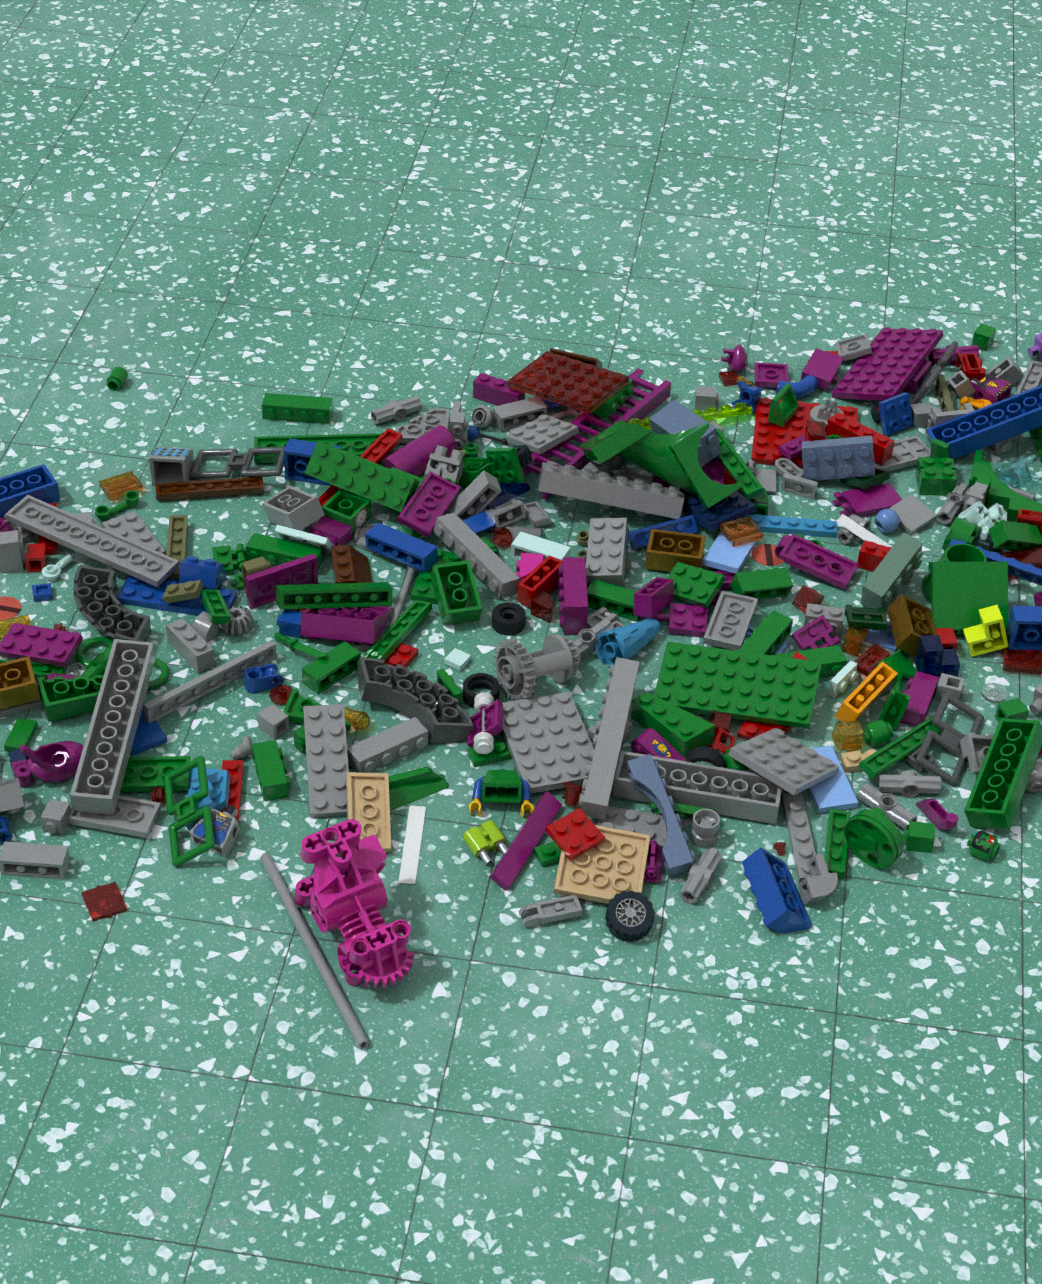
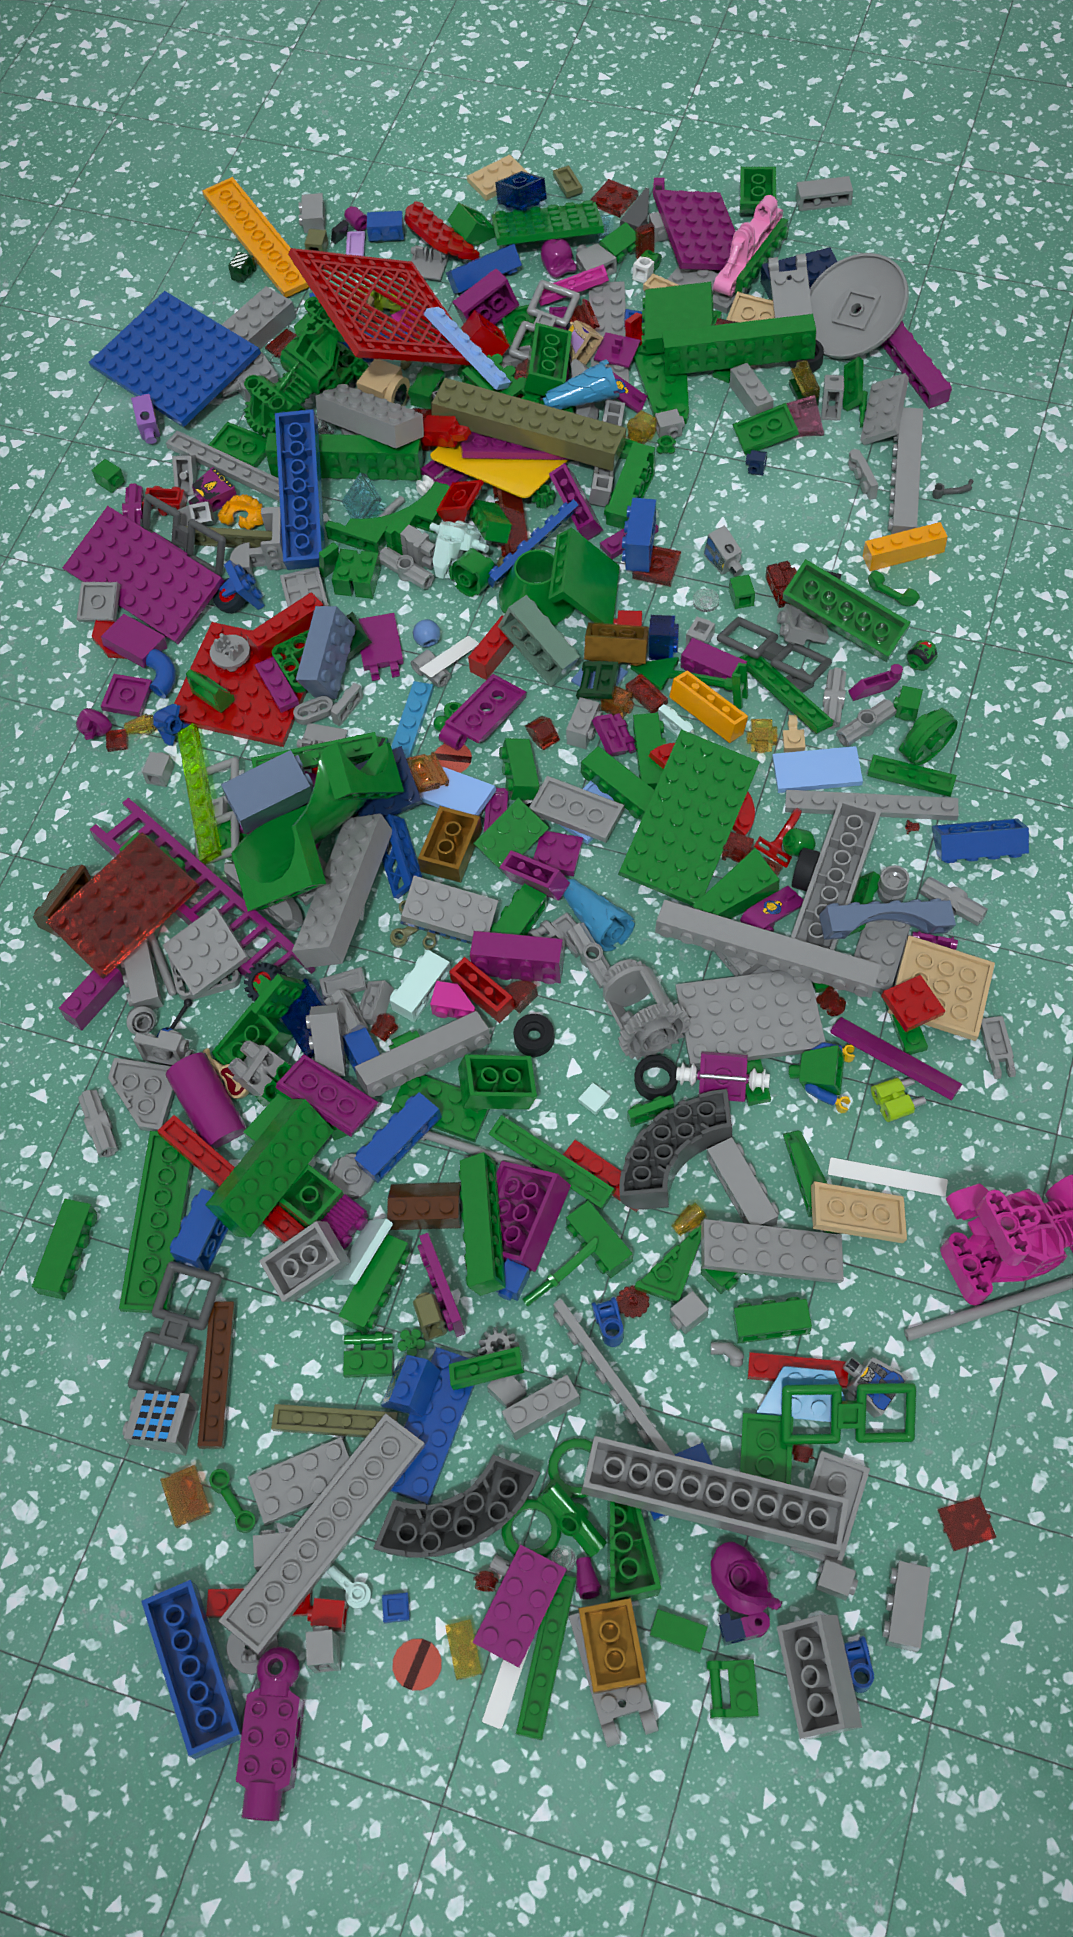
camera: 75 degrees left, 20 degrees up
(183, 591) = (448, 1409): olive plate -> none
(471, 450) = (205, 1040): green plate -> none
(629, 916) = (1014, 972): black wheel -> none
(784, 761) = (811, 795): light grey plate -> none
(815, 431) = (281, 665): clear red brick -> none
(820, 883) = (975, 797): light grey brick -> none
(878, 733) = (760, 707): green head -> none
(913, 514) = (413, 608): light grey tile -> none
(988, 635) = (632, 577): neon yellow brick -> none

